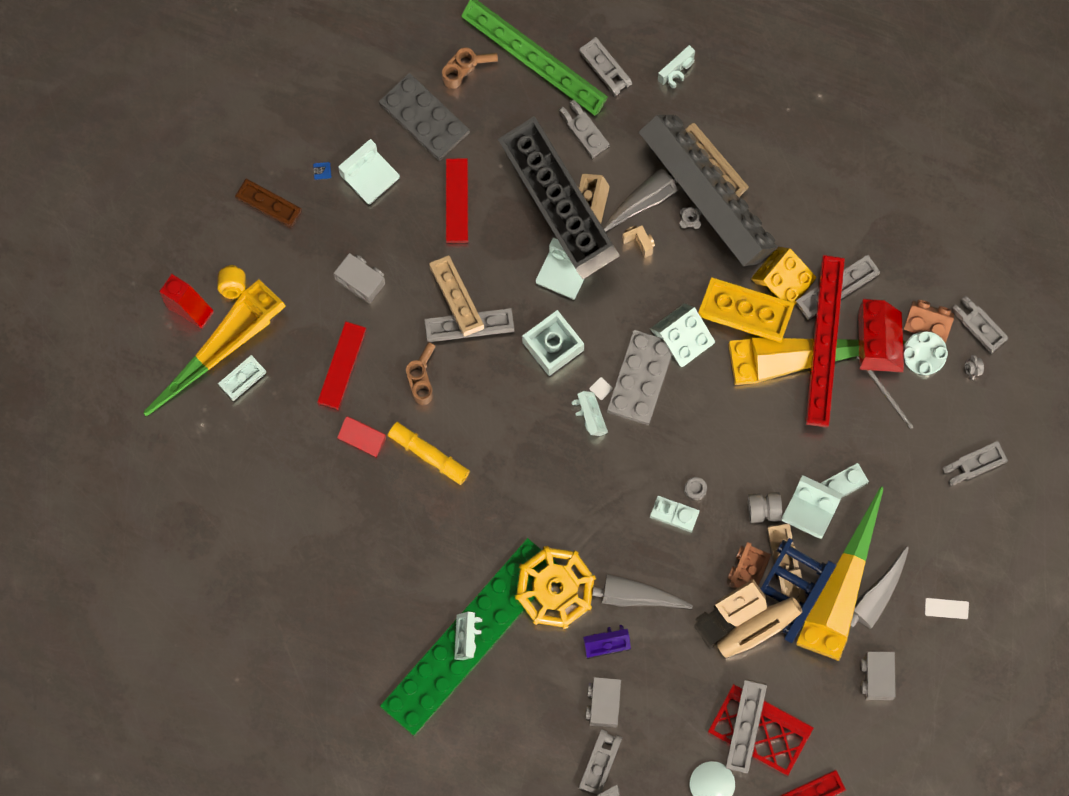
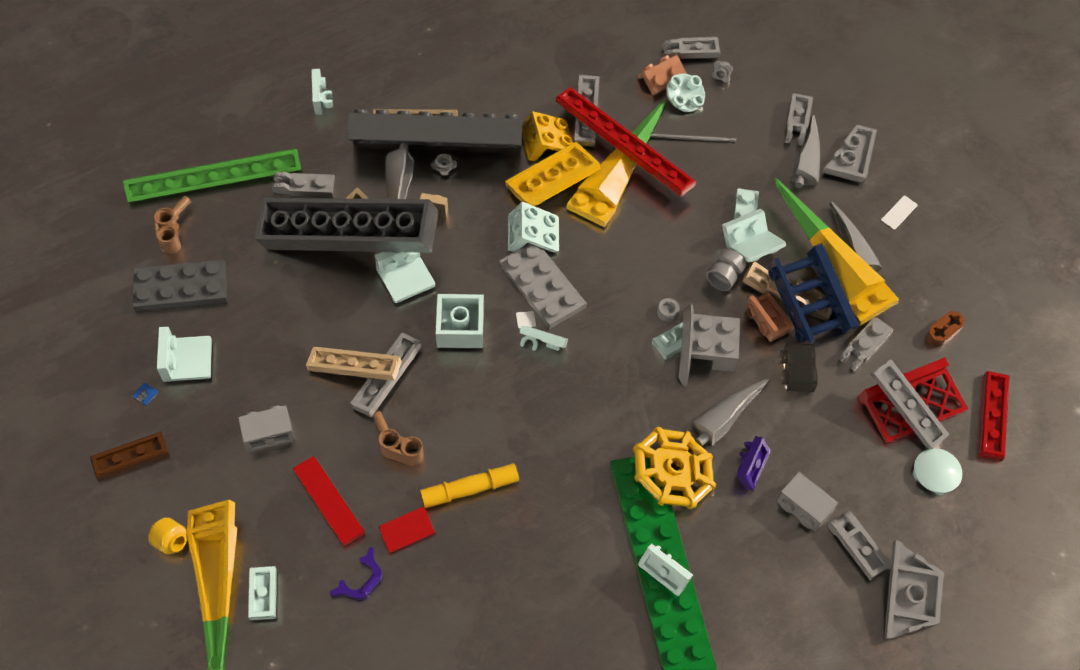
camera: 55 degrees left, 15 degrees down
(185, 301) = (147, 586): red slope -> none
(304, 443) = (361, 593): none -> dark purple helmet
(457, 200) = (273, 311): red tile -> none
(605, 66) = (270, 136): light grey plate -> none
(685, 537) = (708, 339): none -> light grey piece
(753, 619) = (819, 334): tan plate -> none
(788, 660) = (867, 342): none -> light grey hinge
(854, 709) = (942, 325): none -> dark orange beam
(879, 675) = (927, 287): light grey brick -> none
(880, 336) = (649, 108): red slope -> none
(936, 501) = (807, 165): none -> light grey piece
(970, 535) = (854, 155): none -> light grey wing

